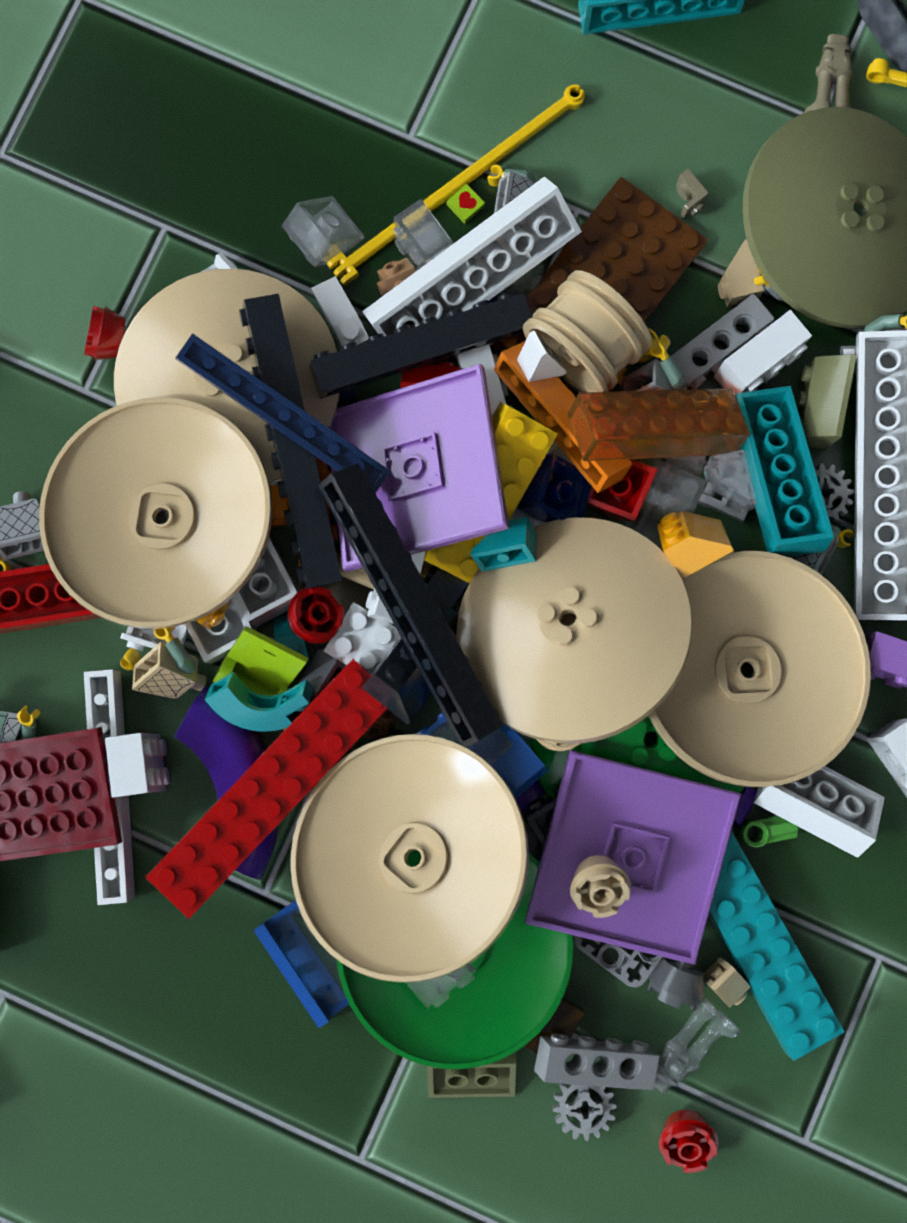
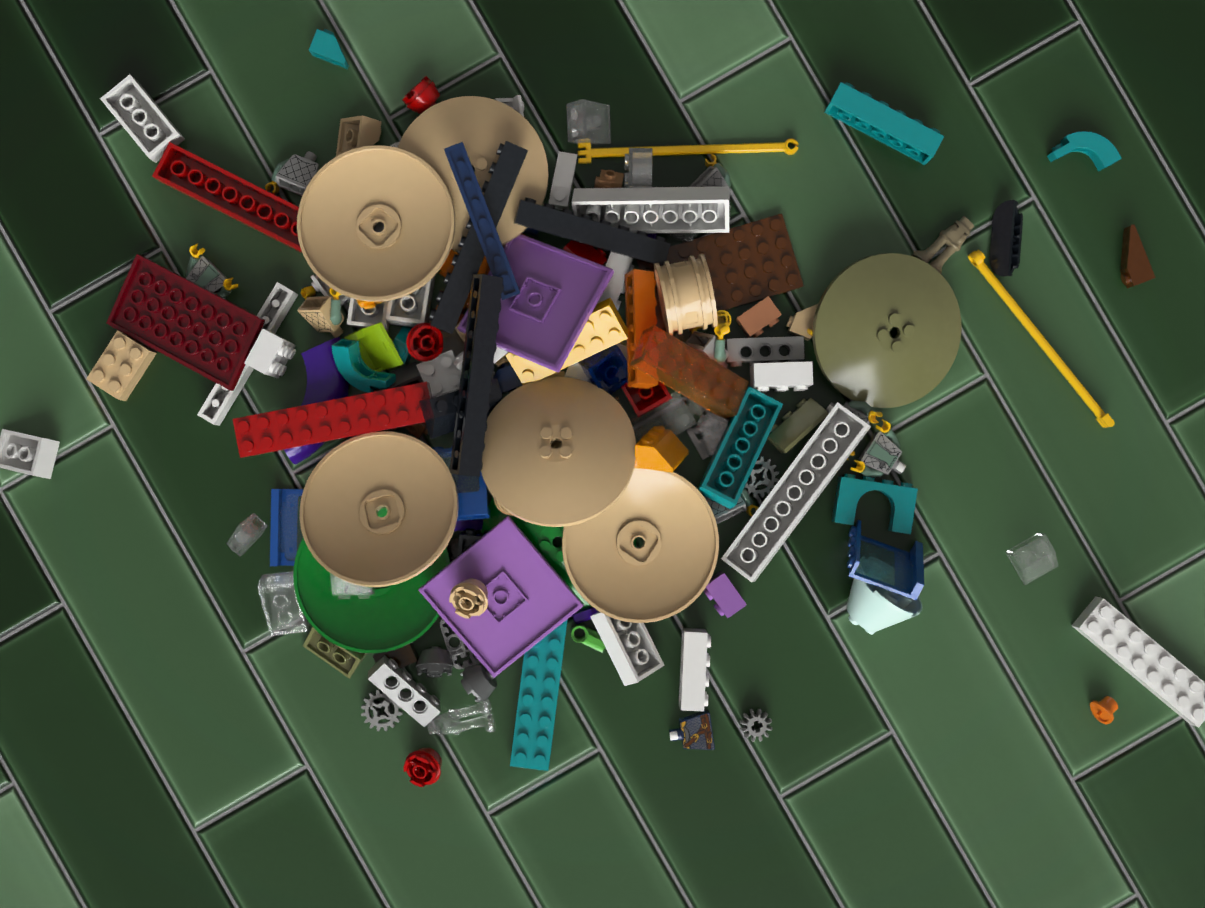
camera: 30 degrees right, 5 degrees up
(55, 427) = (357, 132): none -> tan slope
(262, 1009) = (246, 534): none -> clear slope
(366, 1064) = (280, 604): none -> clear slope
(465, 203) = (682, 165): lime tile -> none
(507, 546) = (556, 383): teal slope -> none
(539, 359) = (650, 289): white slope -> none
(606, 999) = (434, 662): none -> dark grey cone
(683, 311) = (758, 317): none -> nougat brick
(692, 190) = (814, 250): dark tan bracket -> none
(726, 982) = (505, 701): tan slope -> none

